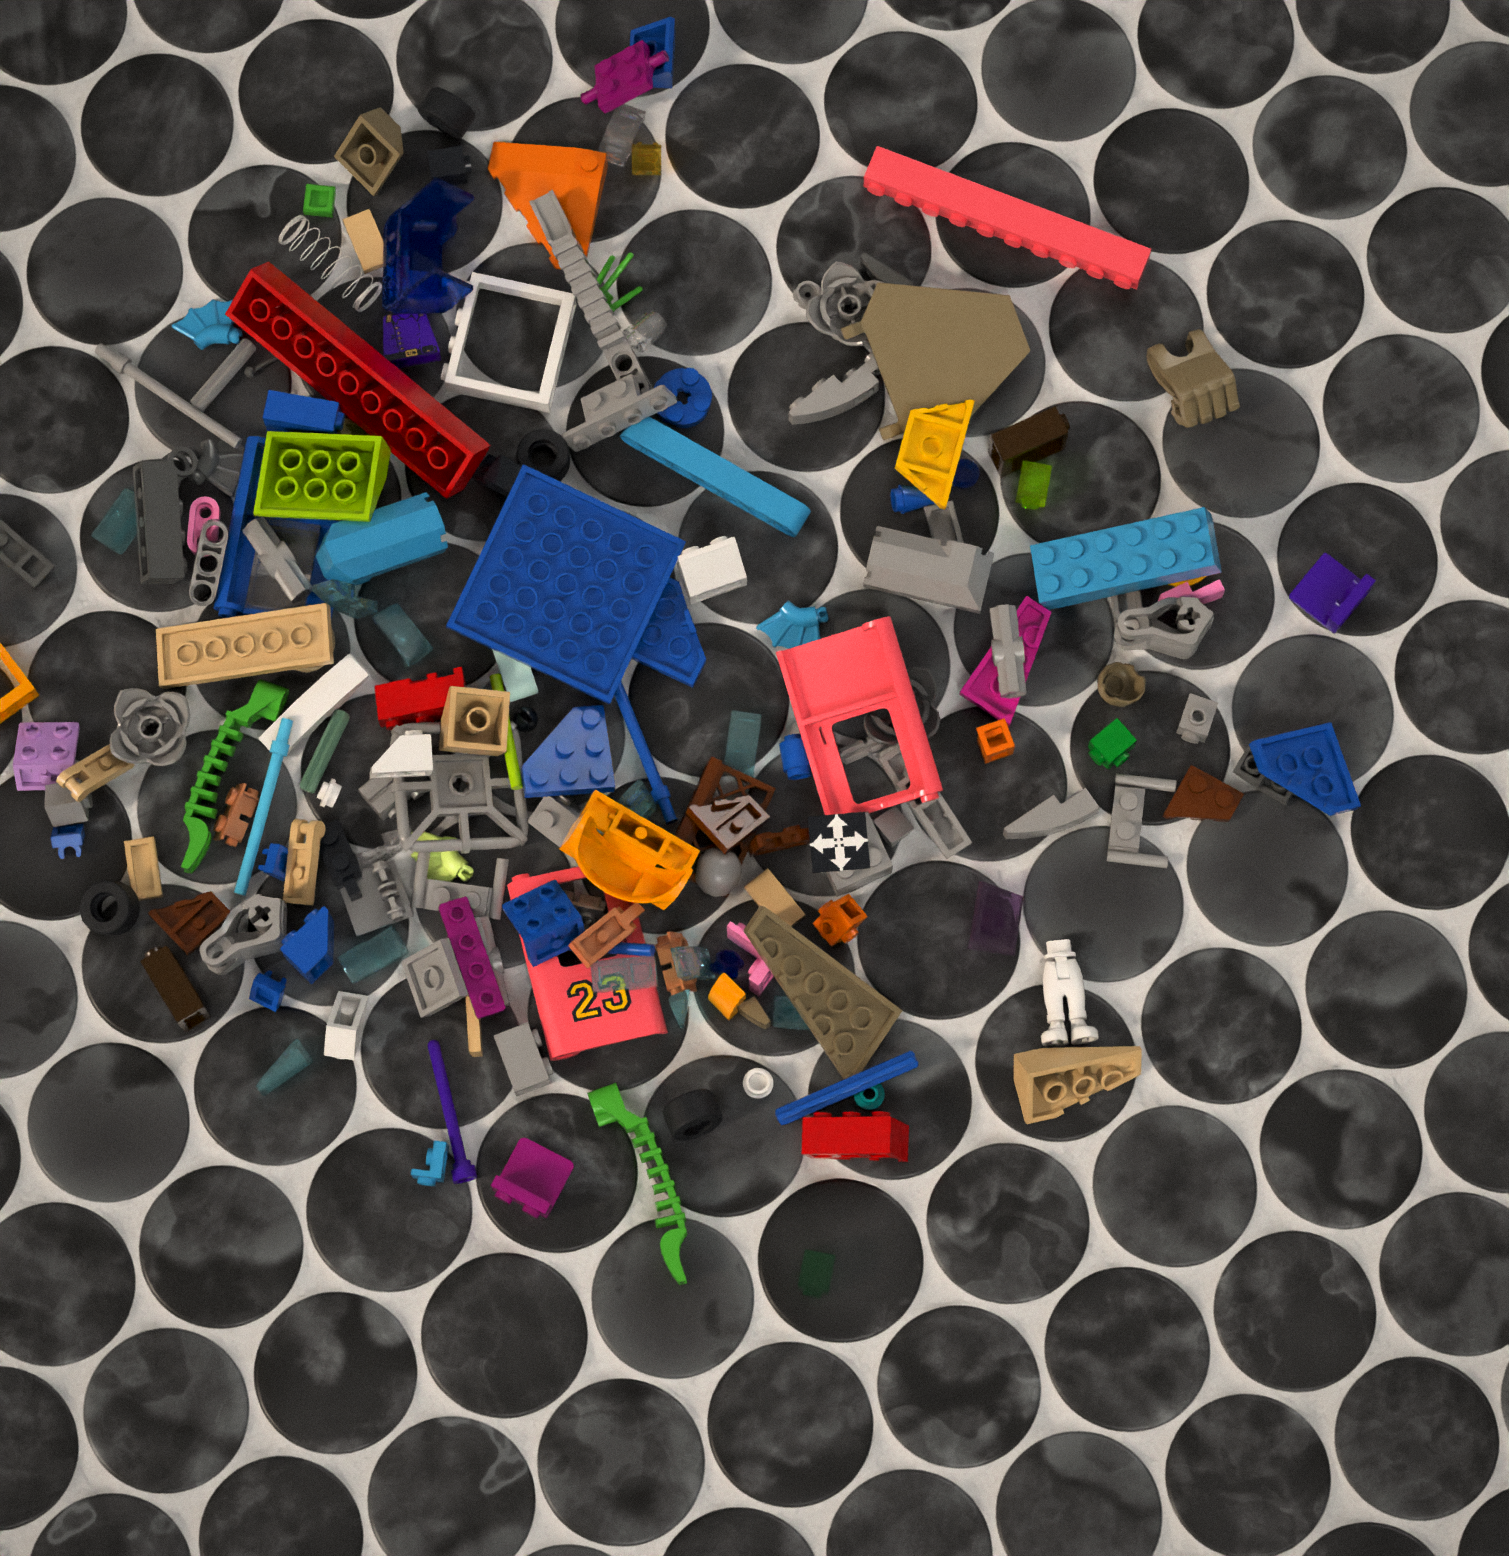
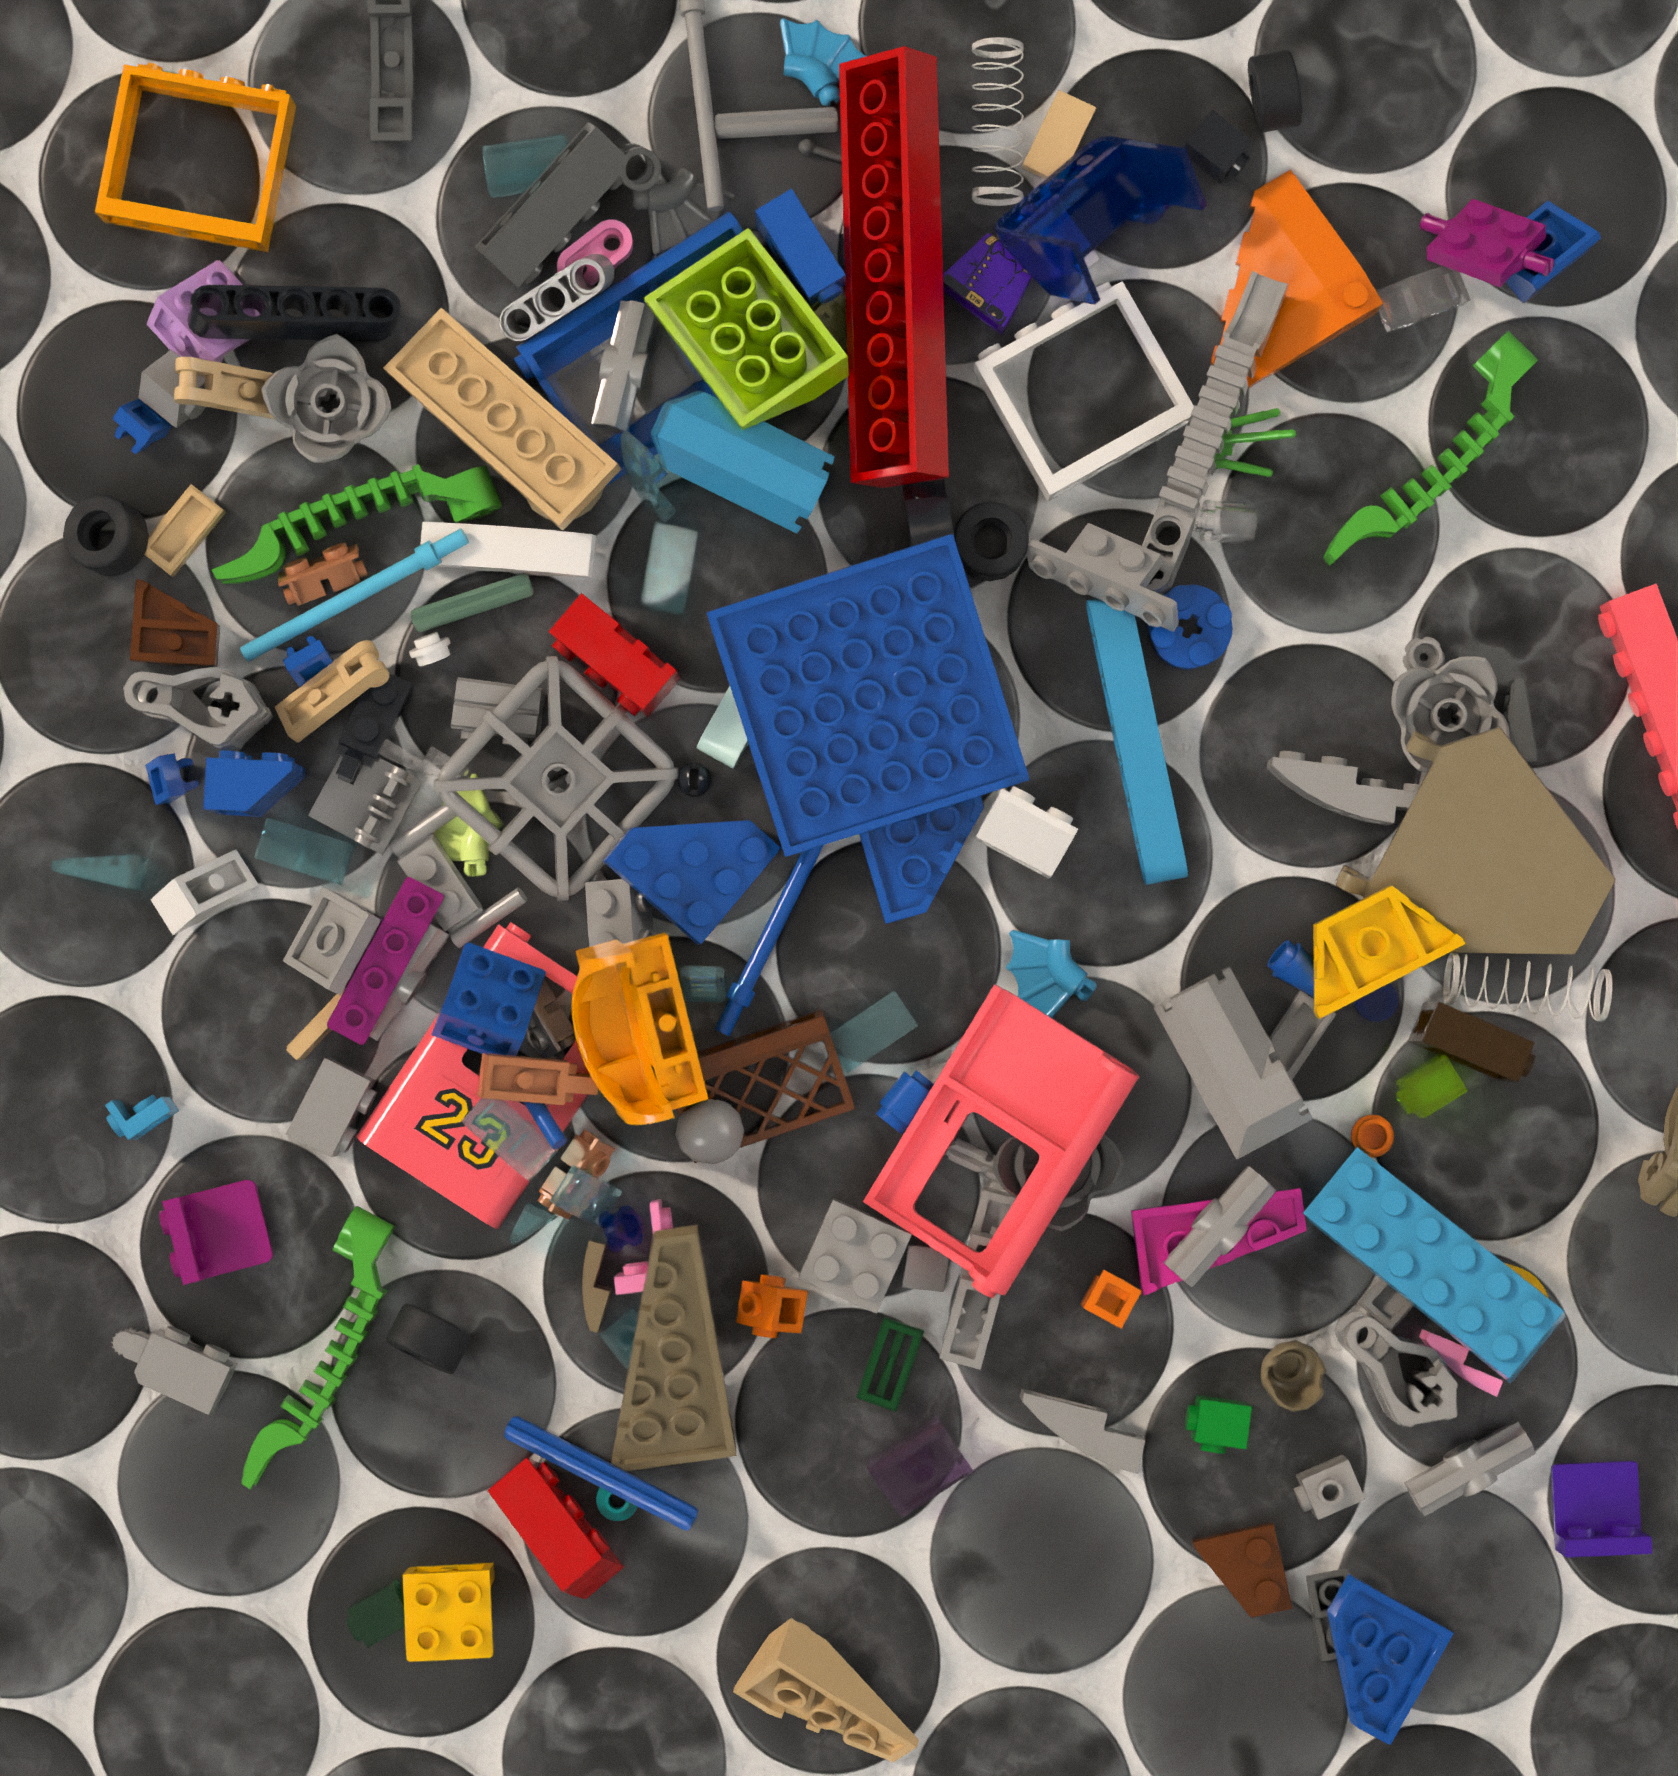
camera: 45 degrees right, 10 degrees up
(76, 706) = (276, 324): none -> black beam
(175, 988) = (79, 682): dark brown window -> none
(319, 200) = (1058, 46): bright green tile -> none
(372, 149) = (1163, 49): dark tan slope -> none
(406, 757) = (526, 701): white slope -> none
(462, 1168) = (165, 1148): dark purple piece -> none
(475, 721) = (630, 739): tan slope -> none
(510, 754) = (657, 775): lime bar -> none
(584, 1264) = (177, 1366): none -> light grey hinge
(646, 159) = (1418, 349): clear yellow tile -> none
(695, 125) = (1502, 369): none -> bright green piece
(726, 996) = (584, 1263): light orange slope -> none
(729, 820) = (770, 1096): wing -> none
(758, 1083) = (526, 1372): white plate -> none
(770, 893) = (734, 1216): tan tile -> none
(772, 842) = (814, 1176): reddish brown wing -> none
(838, 842) = (848, 1236): black sticker -> none
(848, 1232) = (448, 1611): none -> yellow bracket
(939, 912) = (902, 1329): none -> dark green tile
(990, 419) = (1451, 998): none -> white piece
(1032, 534) = (1372, 1135): none -> orange plate
(1061, 979) = (920, 1592): white piece -> none
(1127, 819) = (1154, 1509): light grey plate -> none
(1251, 638) = (1470, 1468): none -> light grey piece

